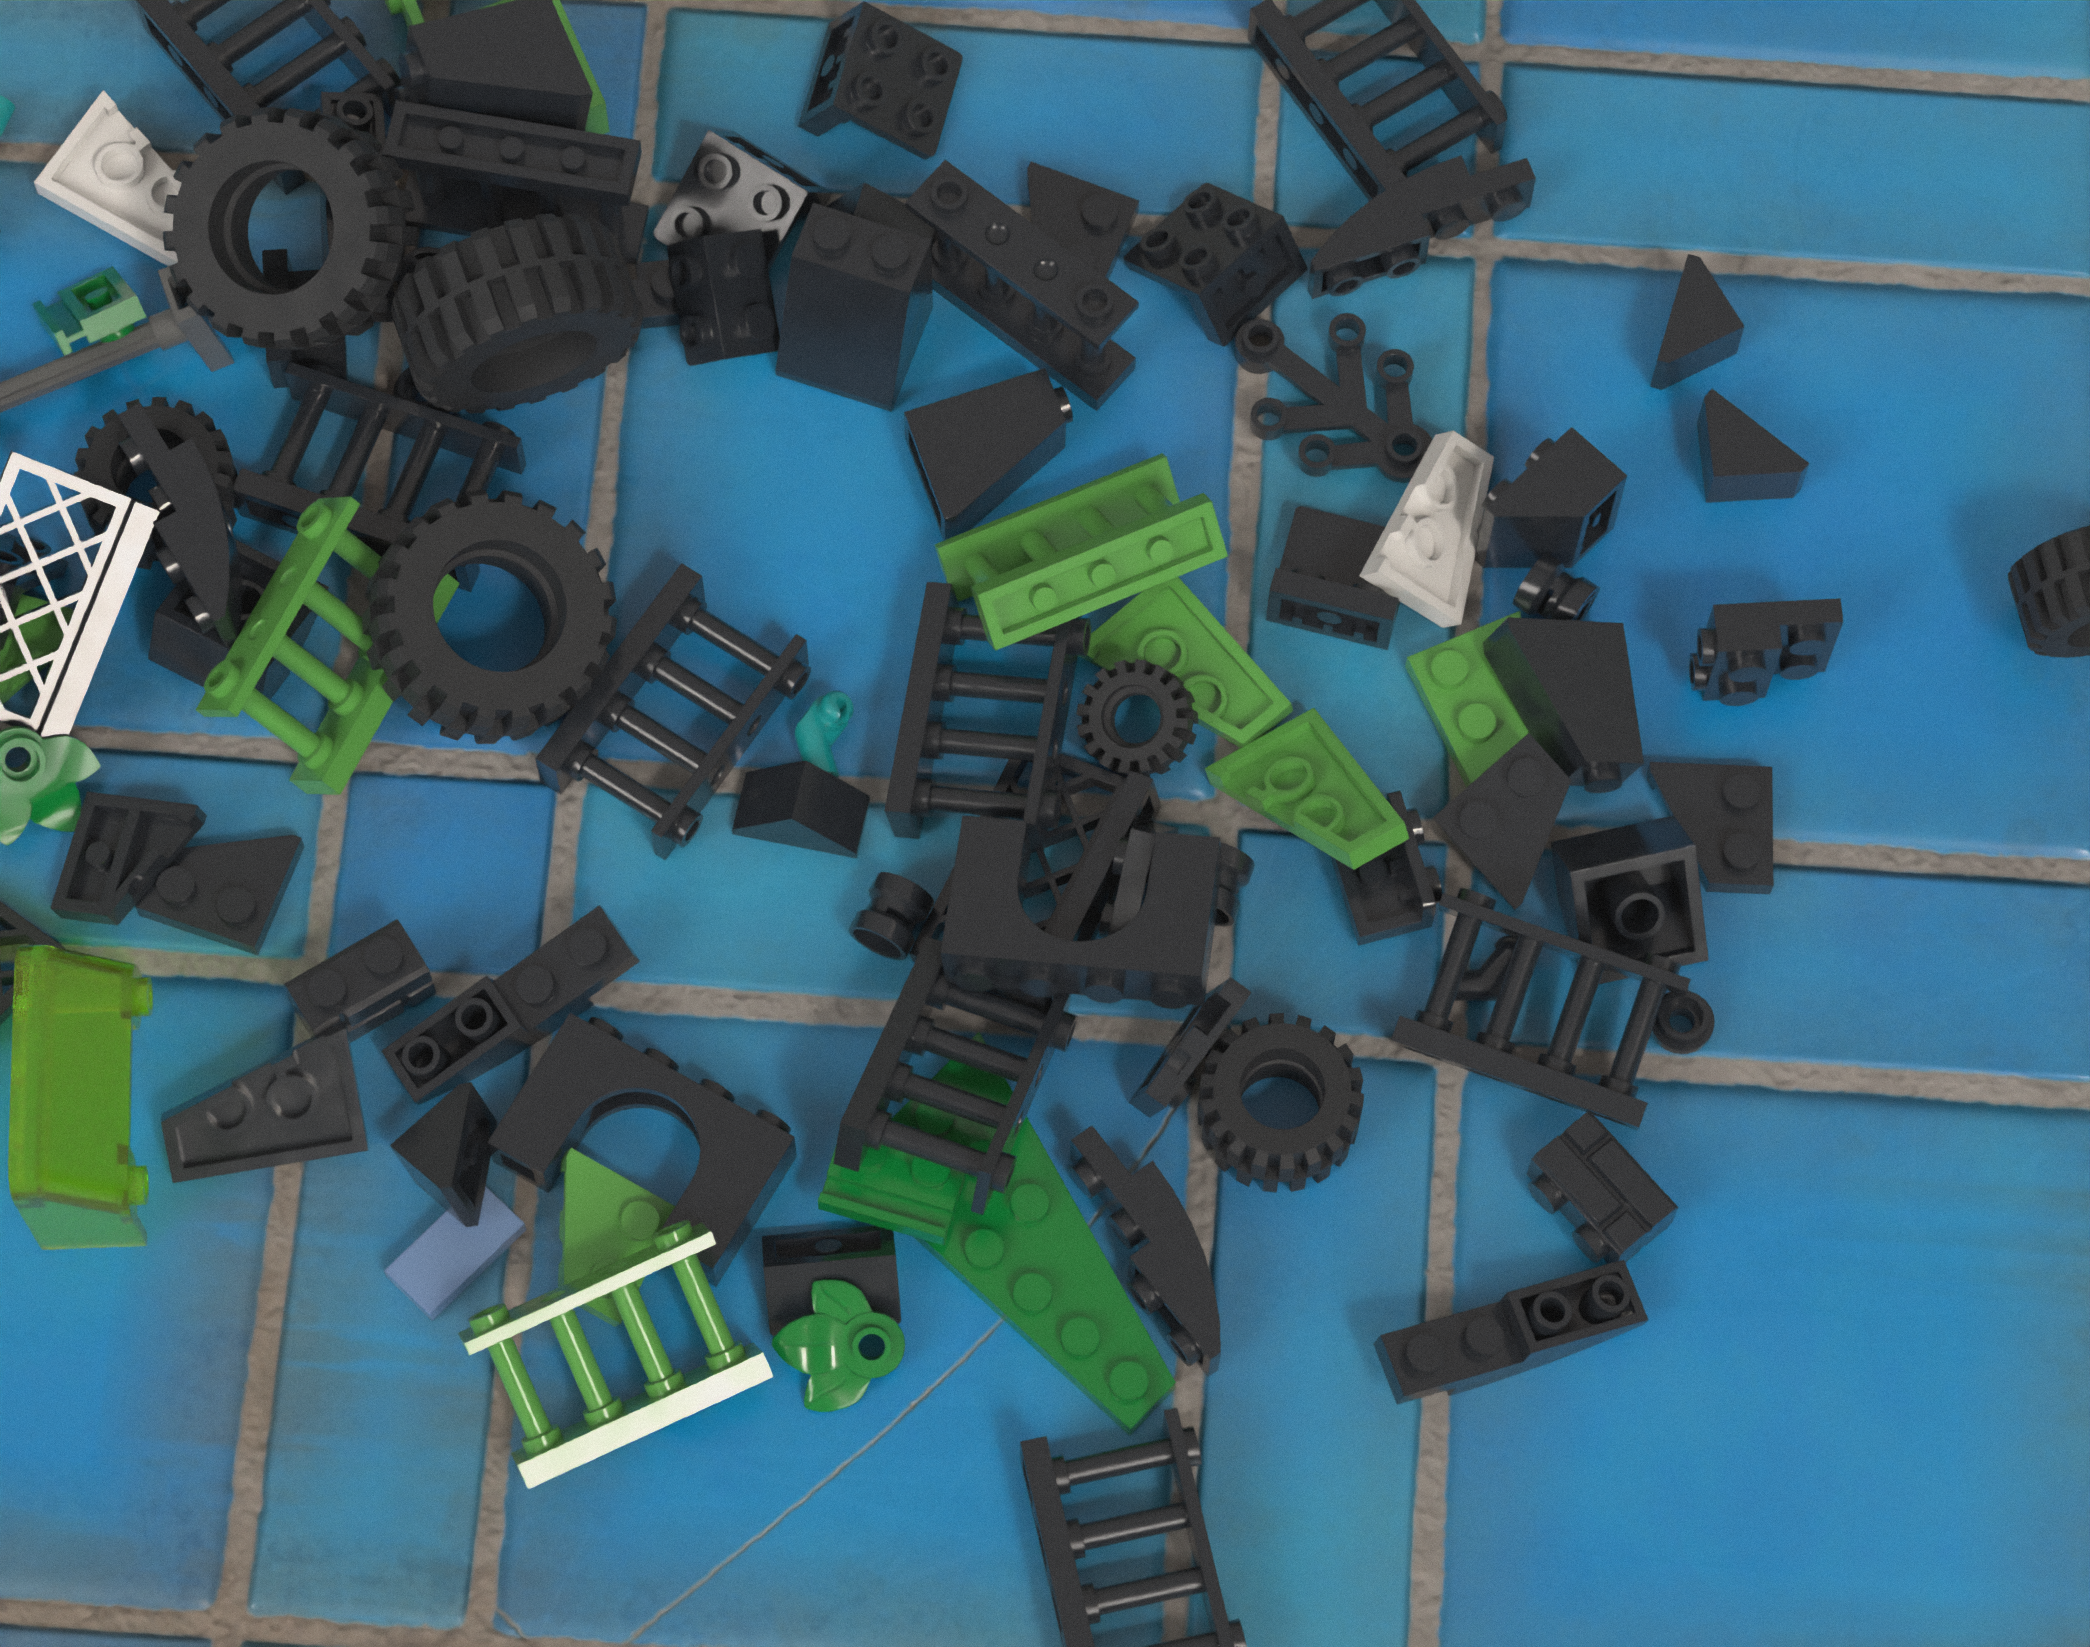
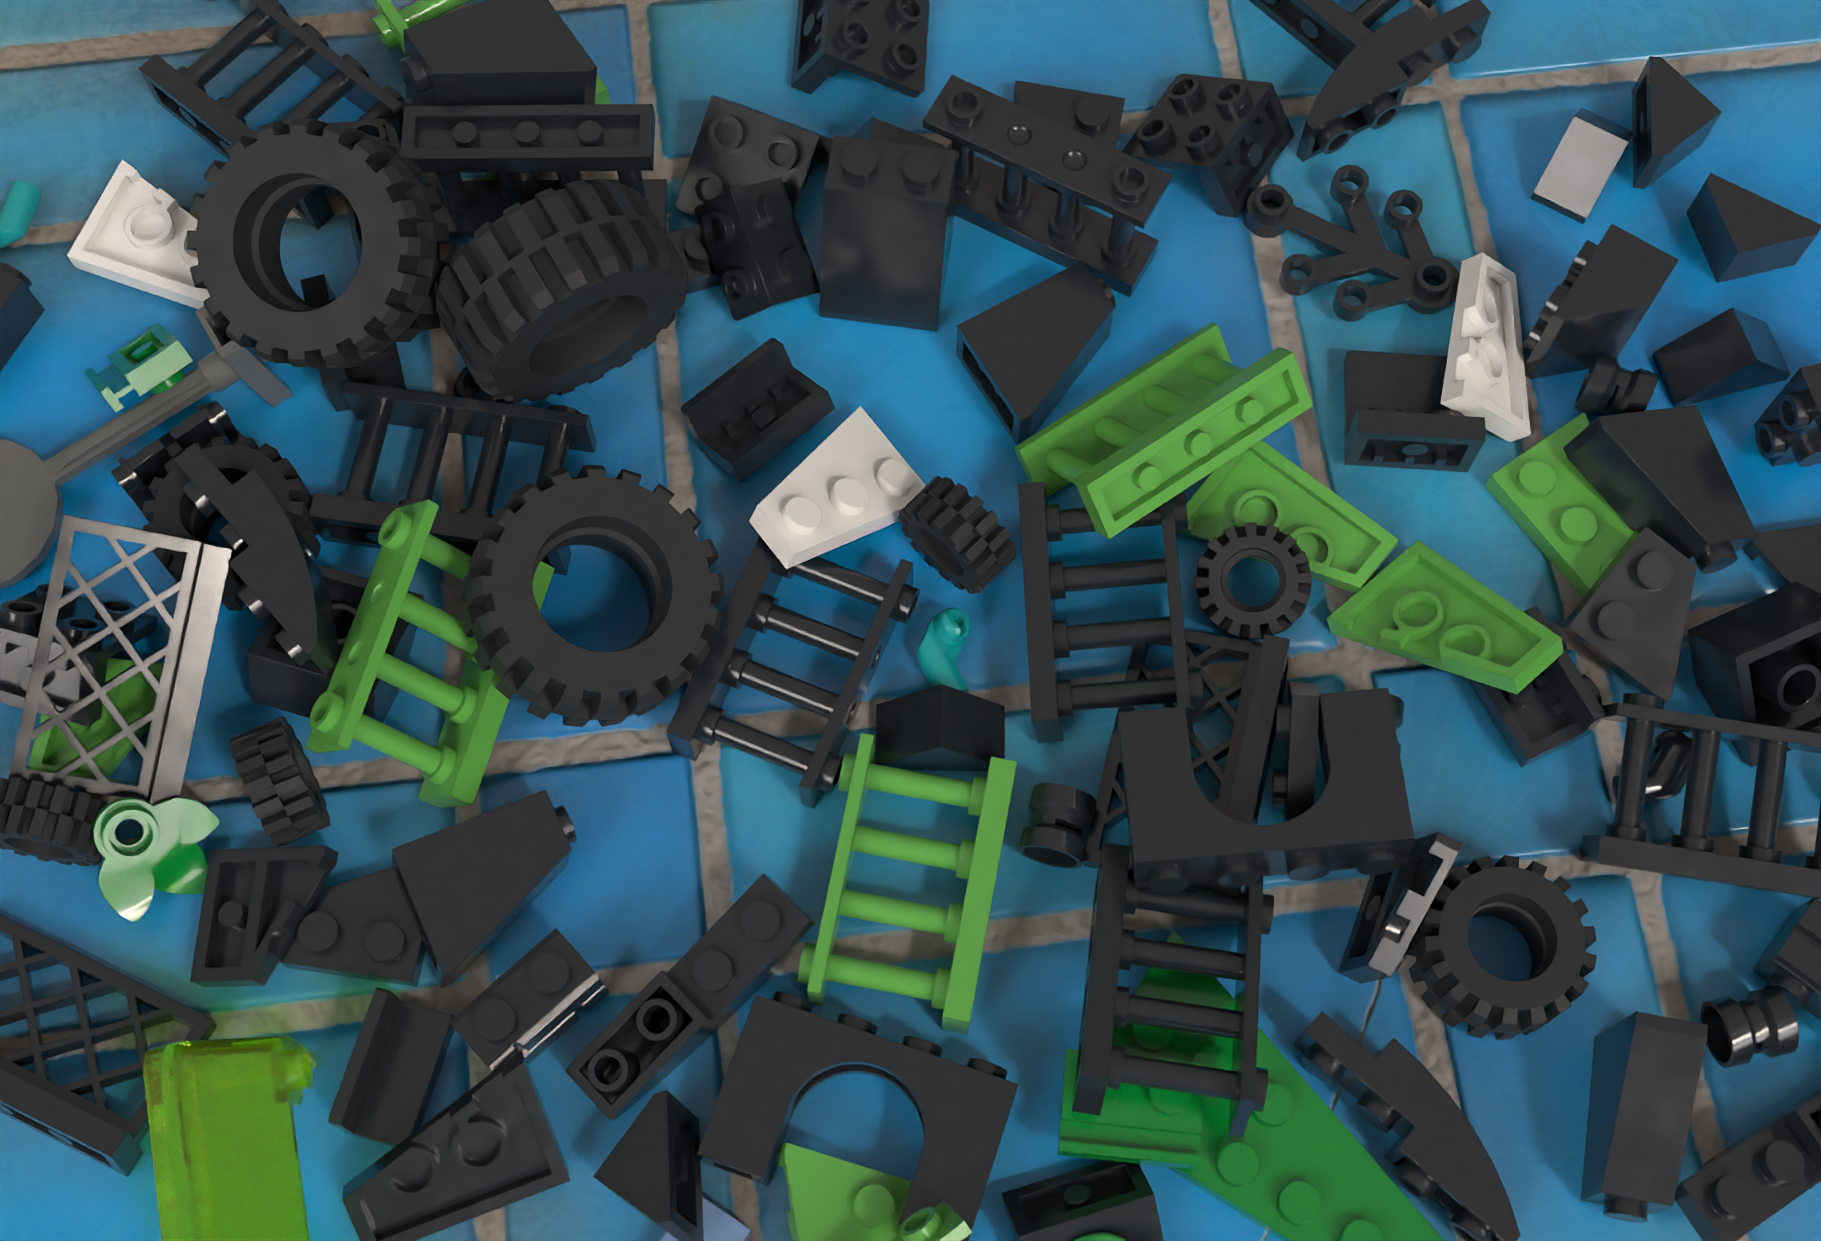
camera: 10 degrees left, 0 degrees up
(78, 413) = (140, 469): none -> black hinge
(164, 739) = (280, 782): none -> black tyre
(222, 1021) = (391, 1070): none -> black panel
(336, 861) = (480, 877): none -> black slope
(688, 461) = (755, 410): none -> black bracket
(752, 559) = (837, 493): none -> white wing
(779, 990) = (960, 923): none -> bright green fence
(856, 621) = (957, 534): none -> black tyre
(1365, 1271) = (1640, 1113): none -> black slope
(1499, 1219) = (1750, 1027): none -> black wheel
(1599, 351) = (1581, 165): none -> slope
(1678, 580) = (1720, 359): none -> black slope

